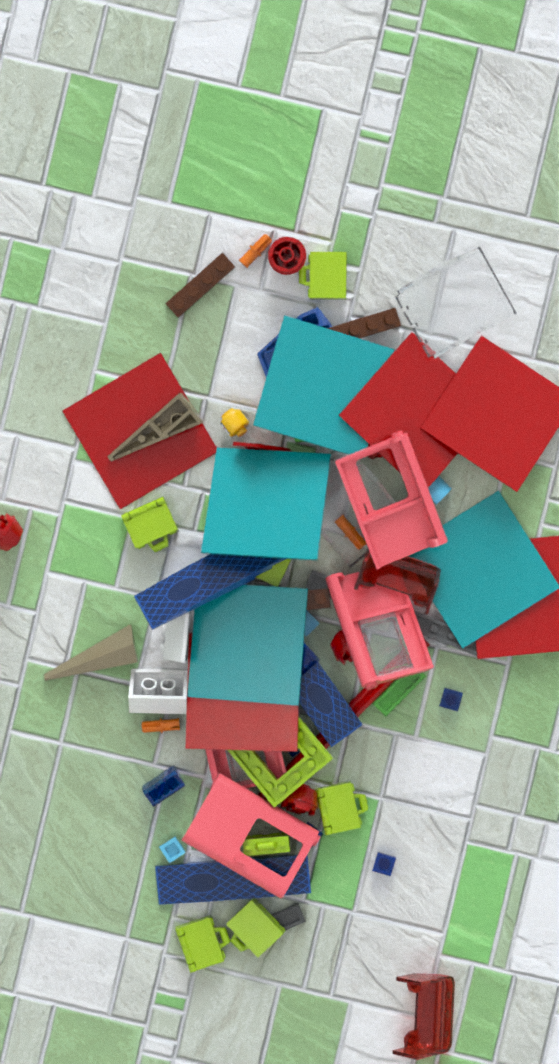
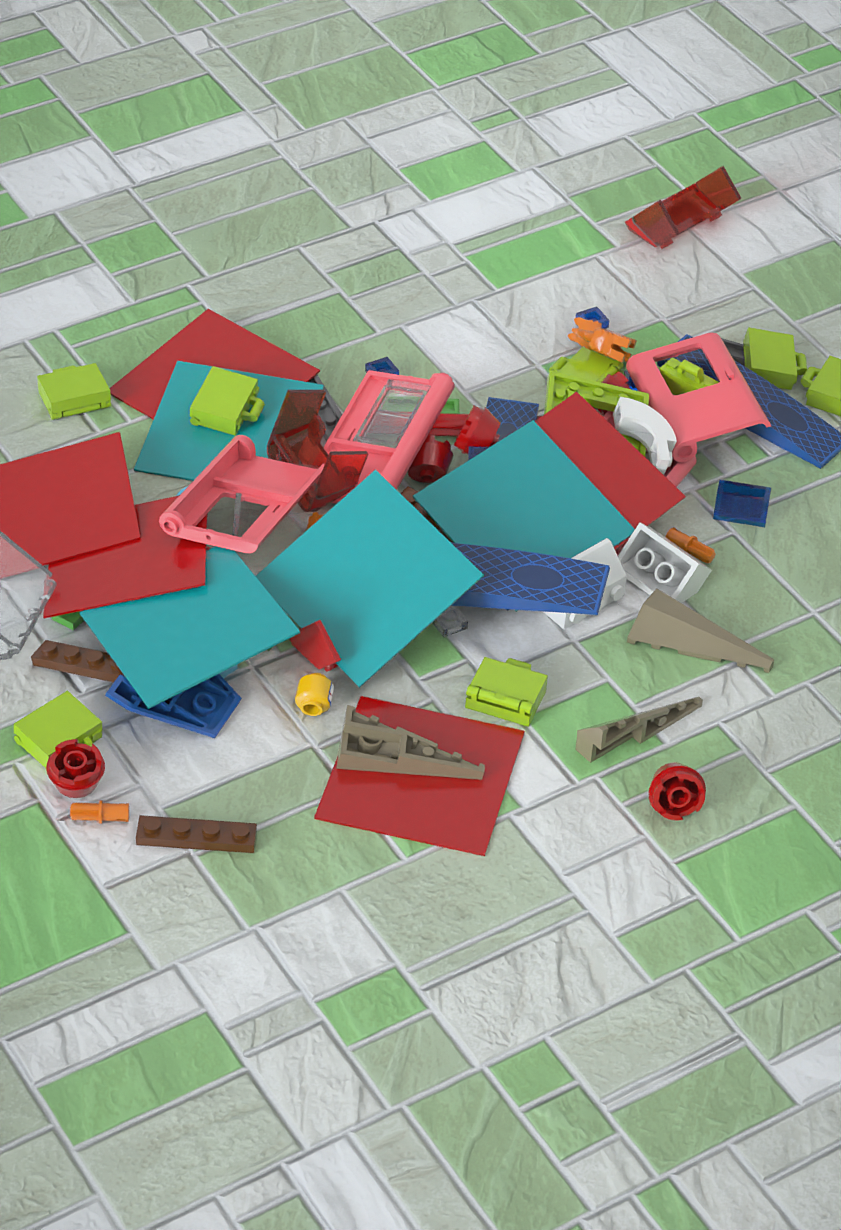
camera: 135 degrees left, 45 degrees down
(69, 546) = (604, 737): none -> dark tan wedge
(172, 849) = (788, 460): medium azure plate -> none
(238, 773) = (649, 428): none -> white arch
(325, 674) = (478, 430): none -> red cone
(349, 843) = (606, 342): none -> orange animal
(495, 578) = (225, 401): none -> lime piece

